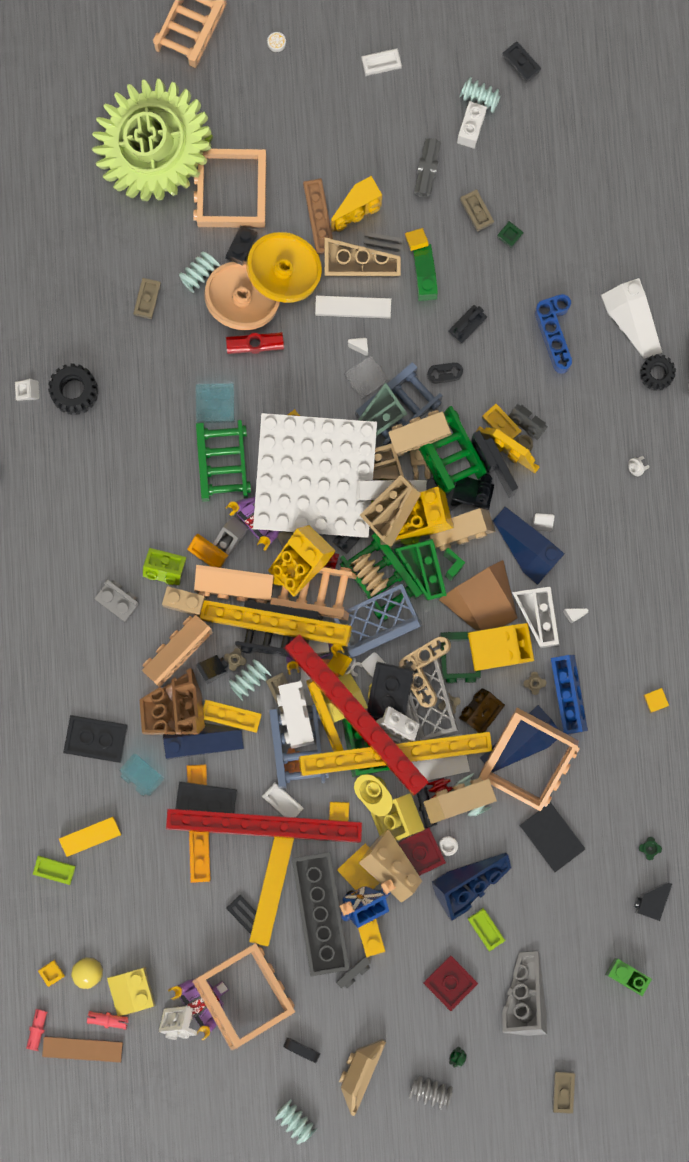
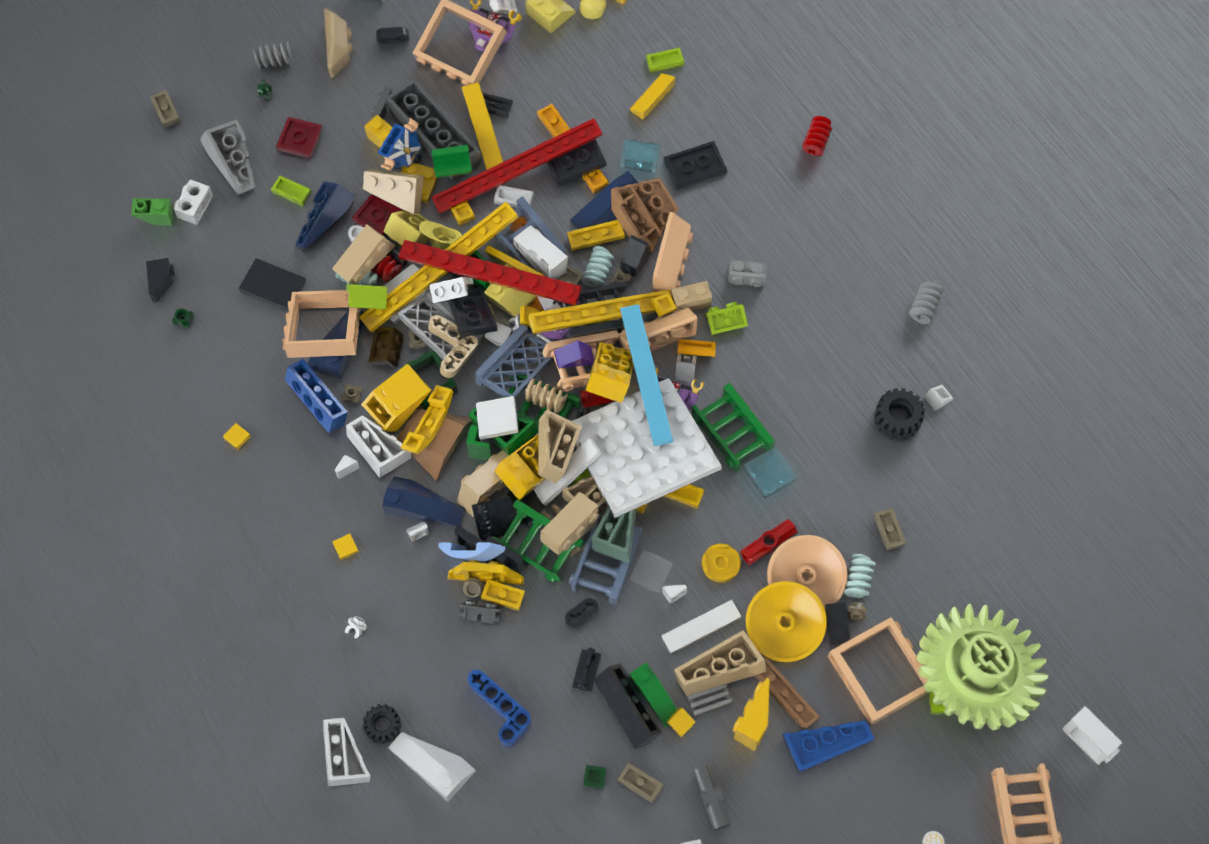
camera: 155 degrees right, 15 degrees down
(102, 42) = (1092, 736): none -> white window
(214, 603) = (663, 305): none -> yellow tile
(219, 246) = (856, 611): none -> dark tan plate
(274, 534) = (646, 375): none -> medium azure tile
(304, 351) = (721, 563): none -> yellow tile
(315, 159) = (822, 744): none -> blue wing
(324, 593) = (574, 355): none -> slope
(326, 855) = (451, 161): none -> green panel
(425, 572) = (497, 417): none -> white tile
(452, 272) = (627, 705): none -> black brick
(476, 761) = (367, 296): none -> lime panel
(485, 606) = (430, 422): none -> yellow slope
(517, 464) = (483, 551): none -> light blue slope
(582, 962) = (196, 203): none -> white brick
(611, 543) = (345, 546): none -> yellow tile

